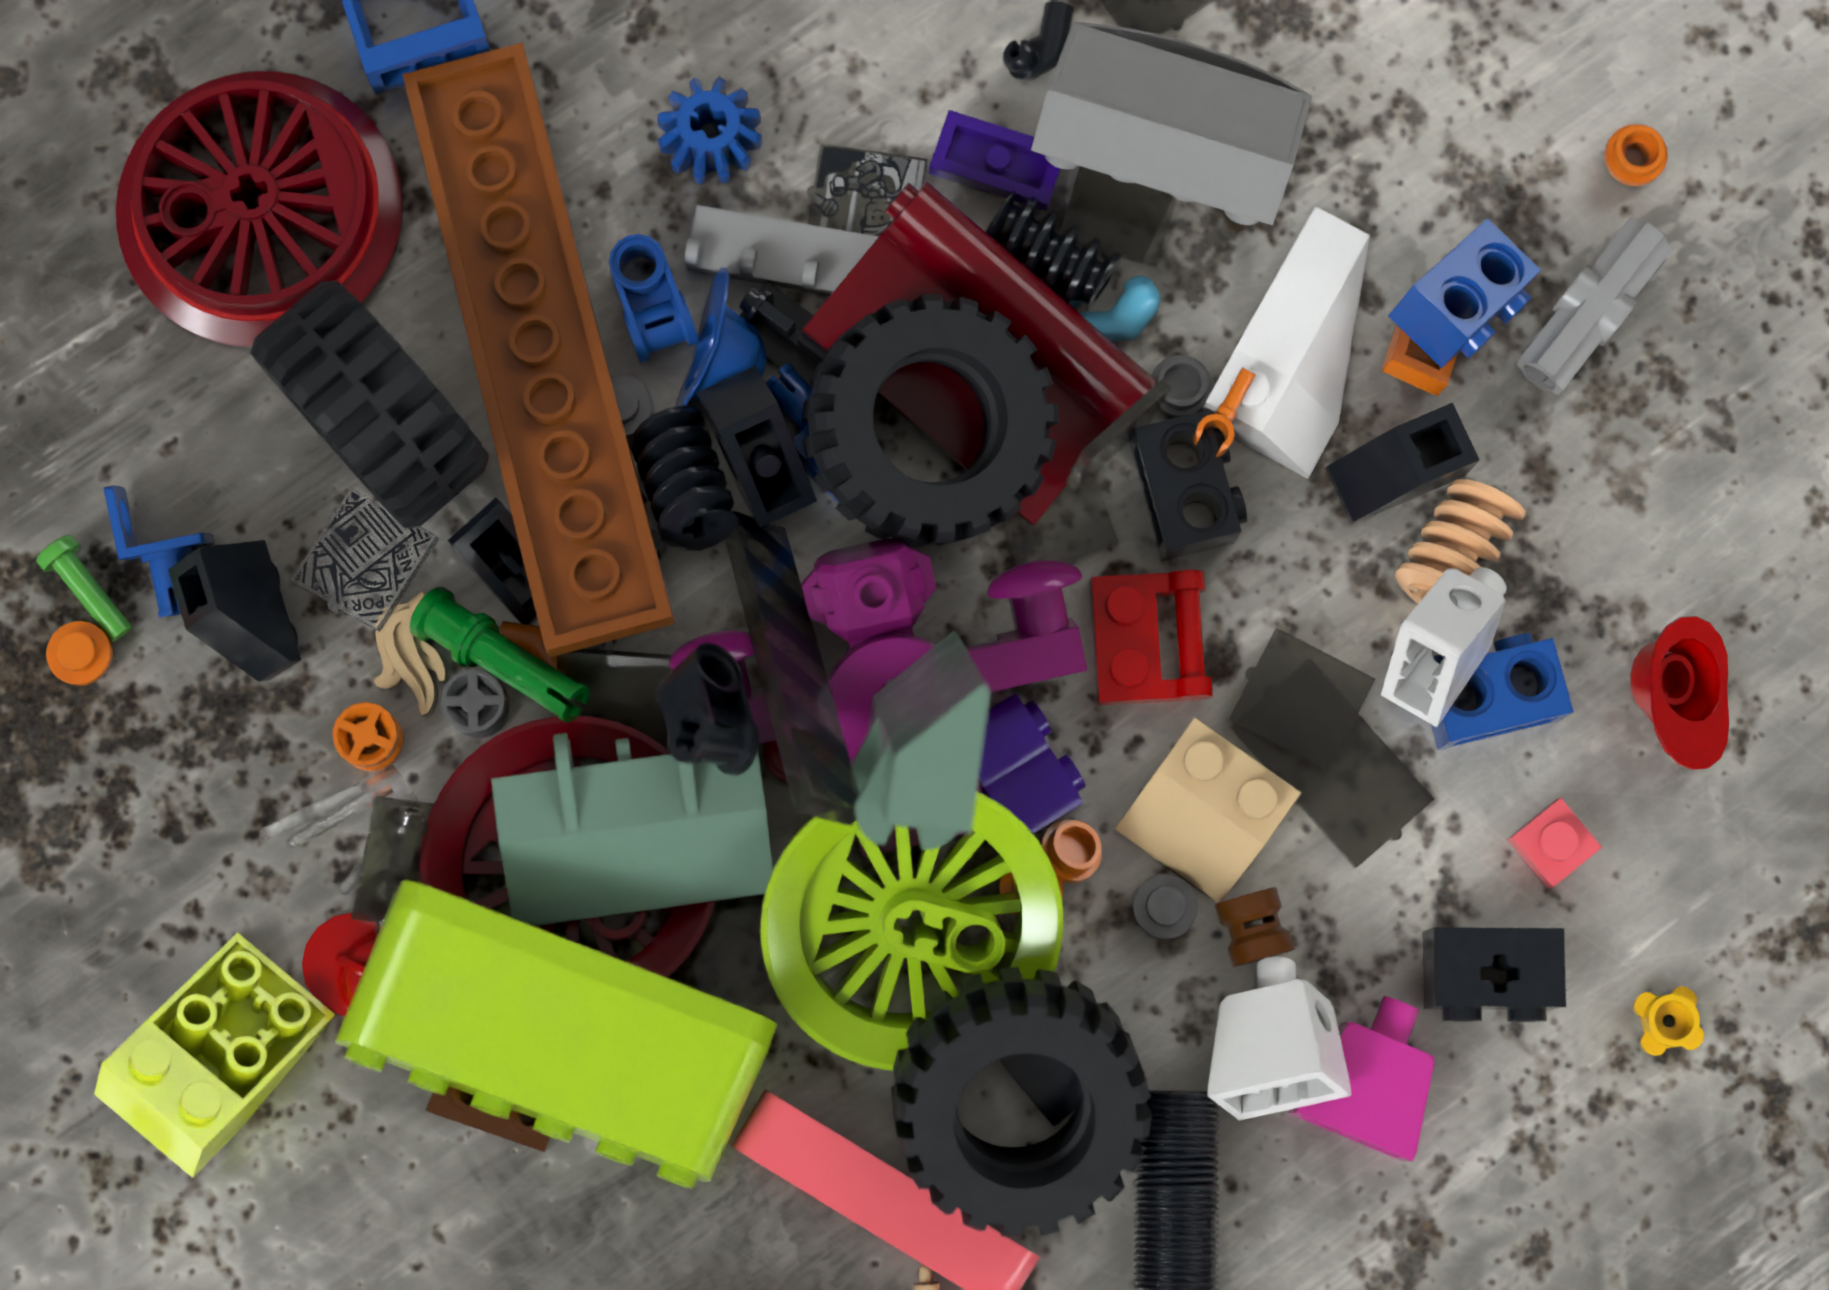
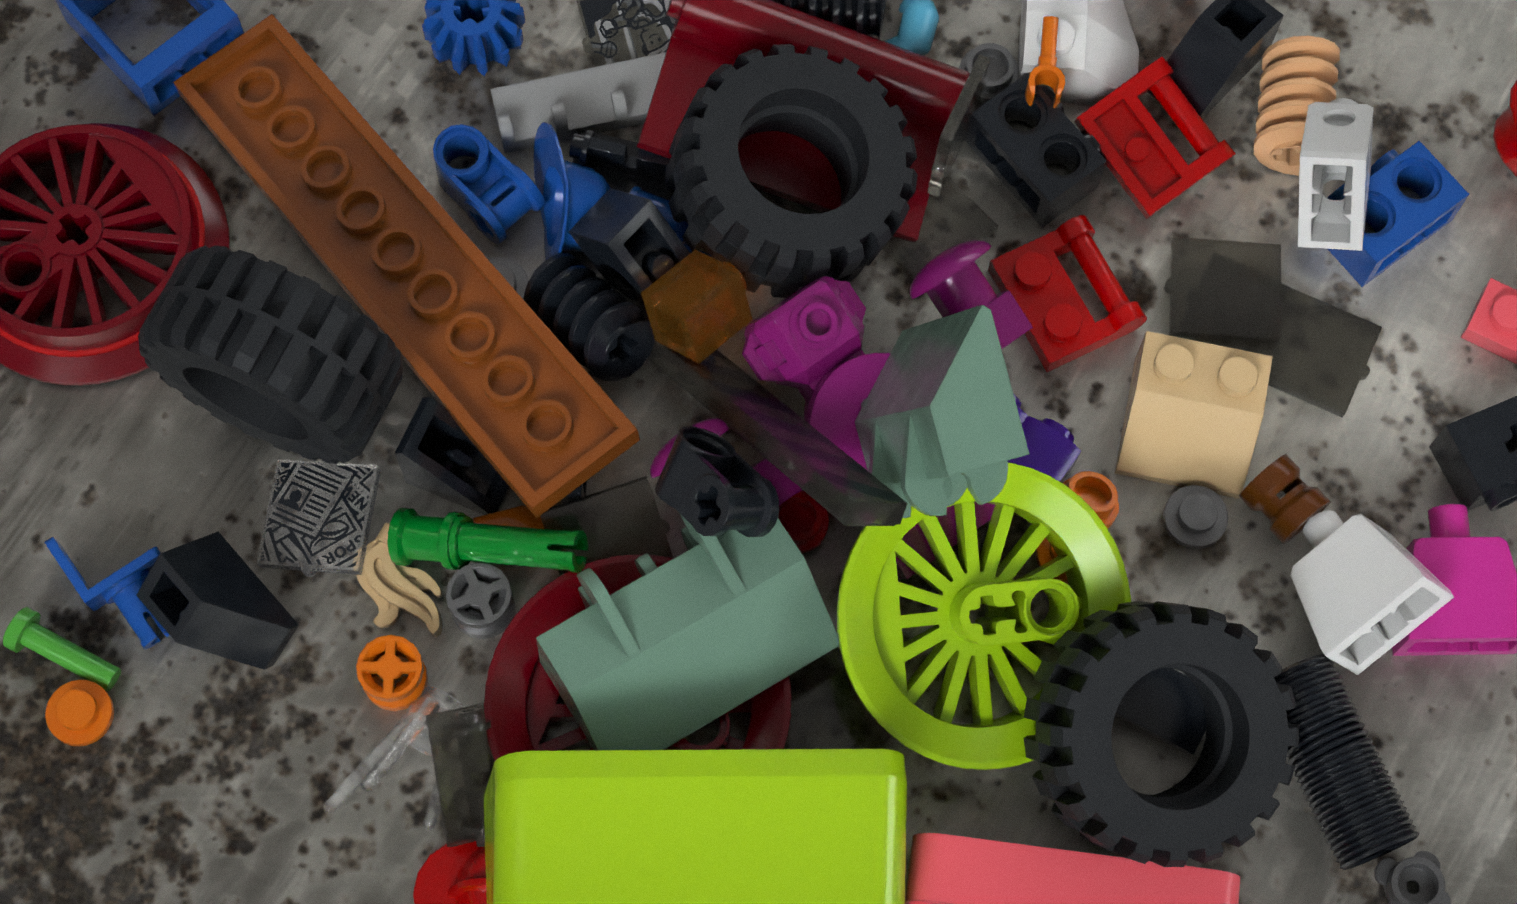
camera: 20 degrees left, 10 degrees down
(784, 518) = (697, 305): none -> clear orange brick
(1284, 529) = (1140, 150): none -> red plate

